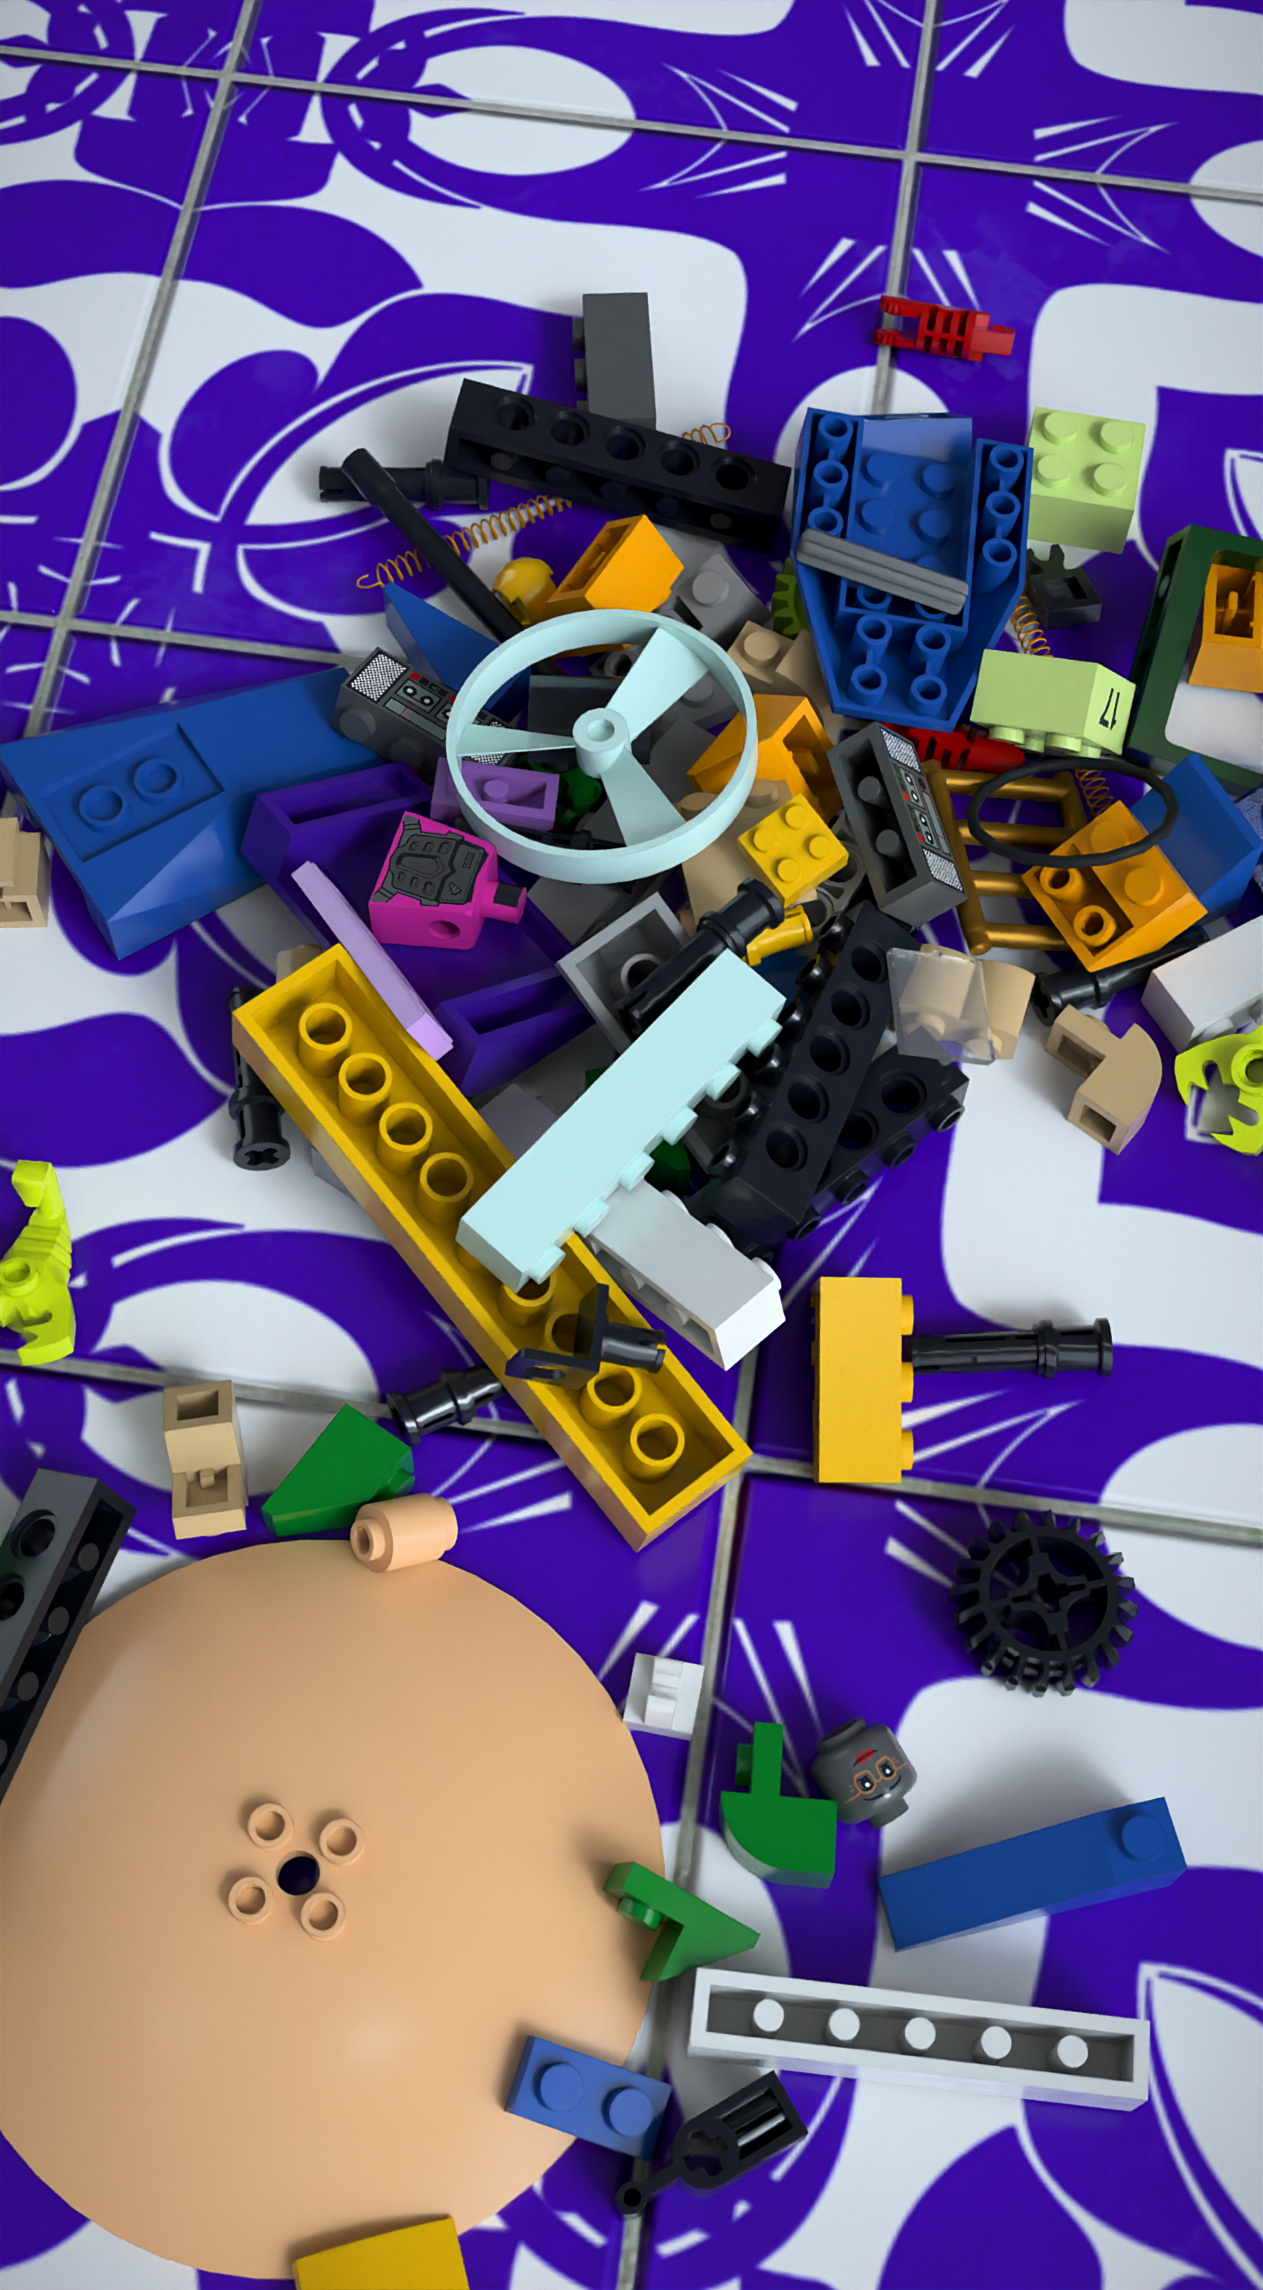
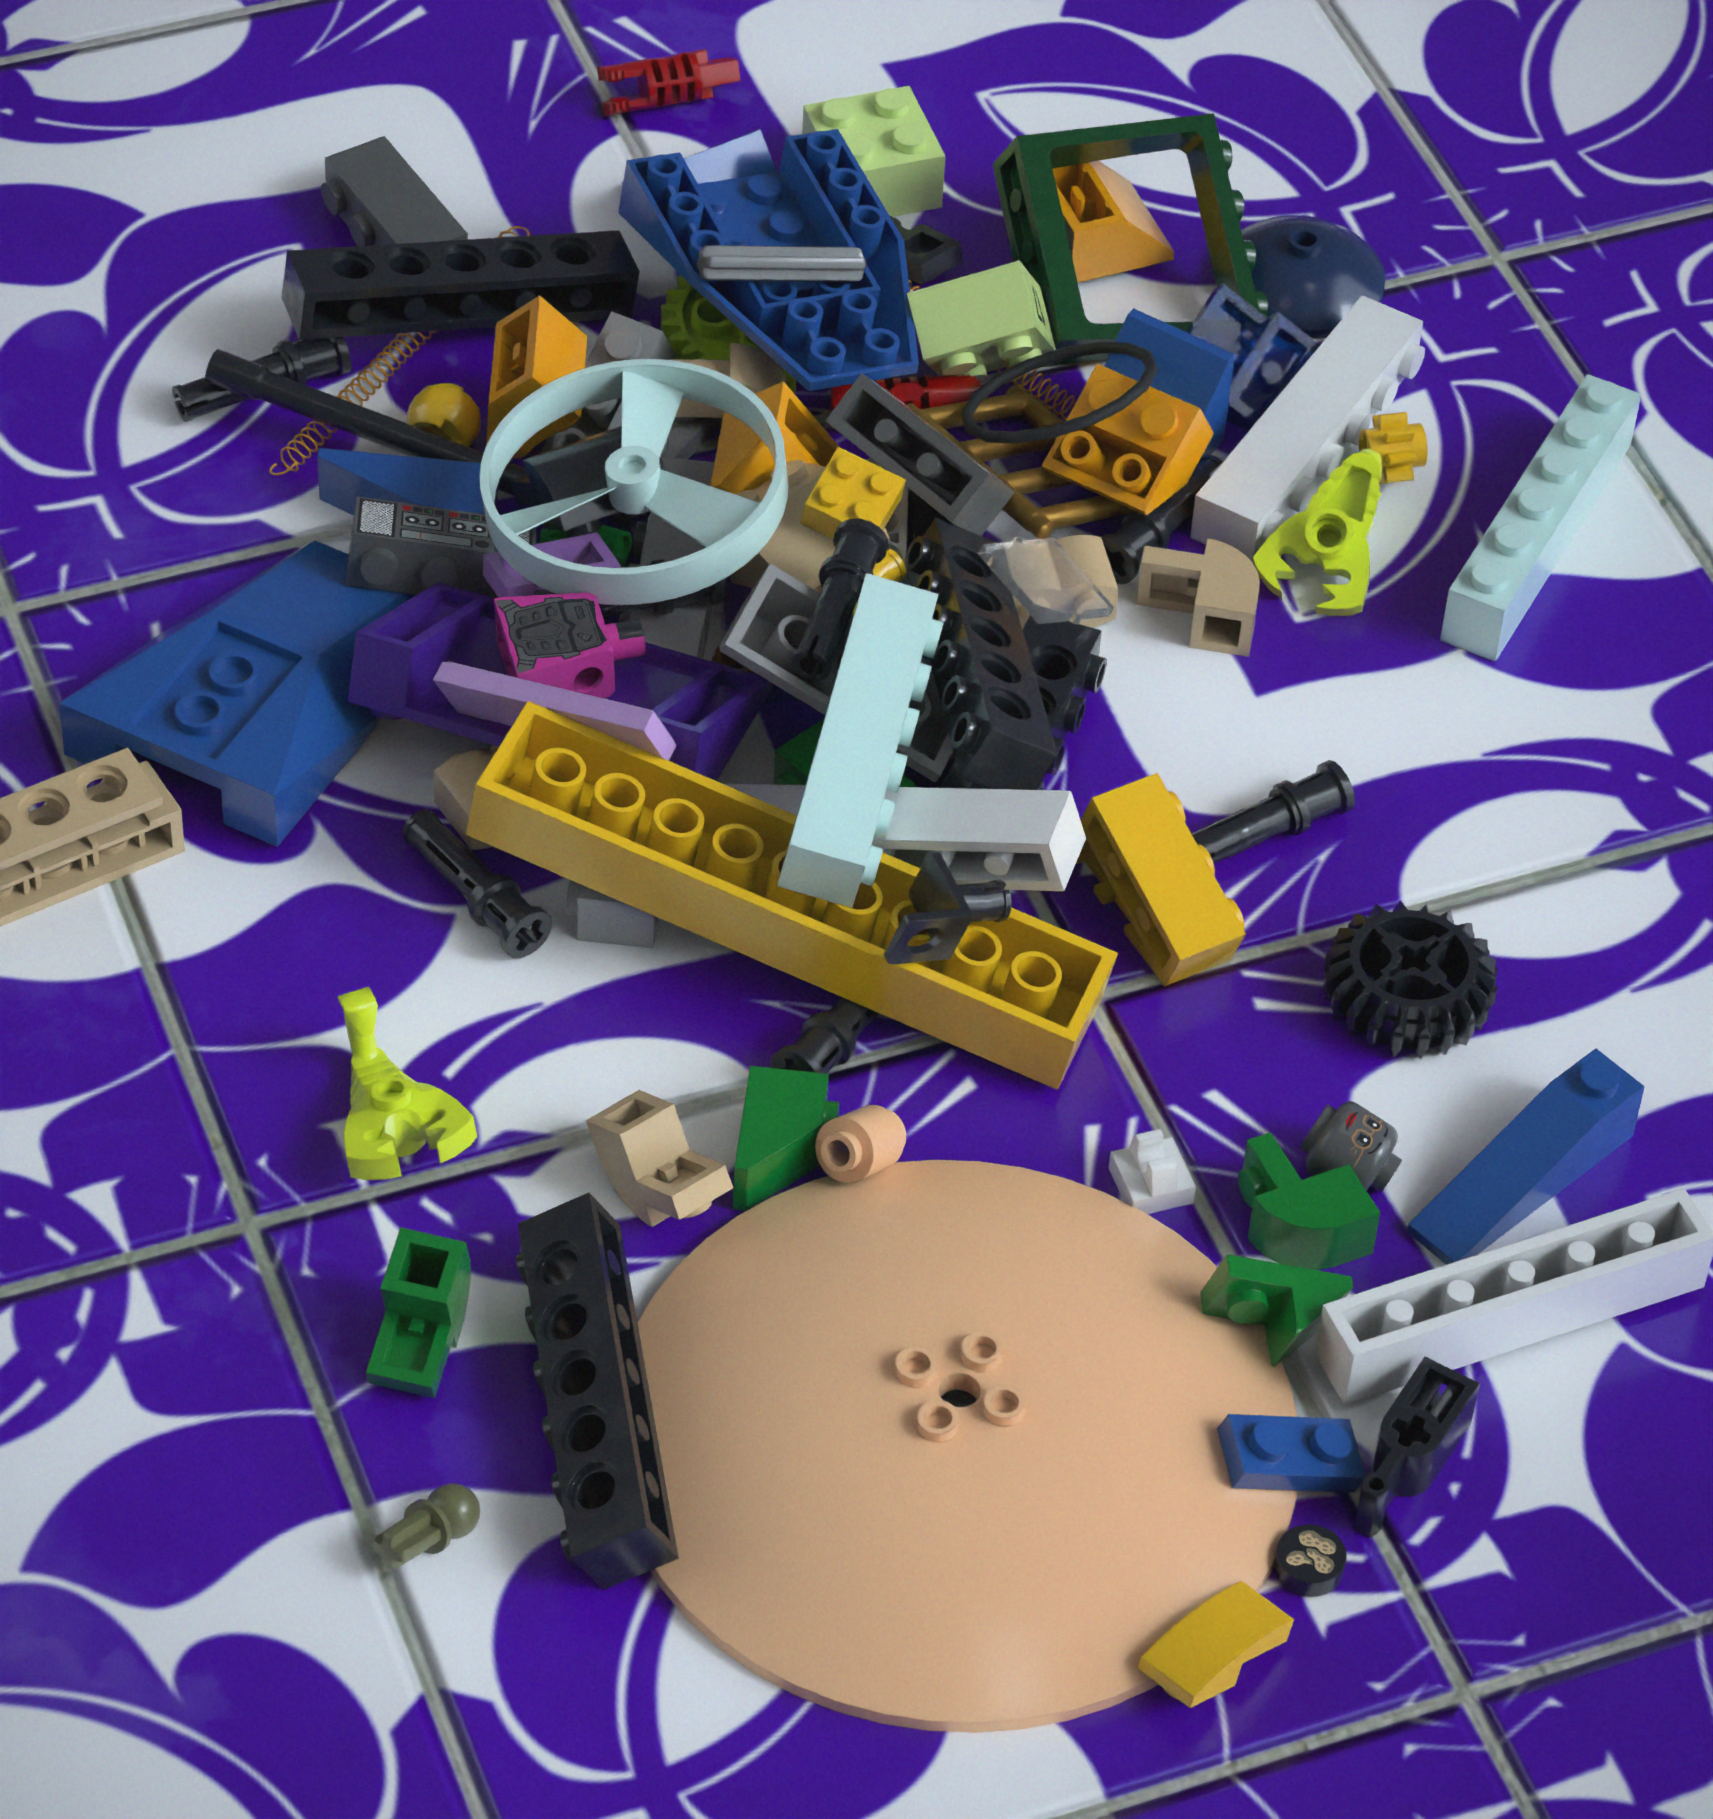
camera: 30 degrees left, 15 degrees down
(540, 2223) = (1310, 1560): none -> black tile

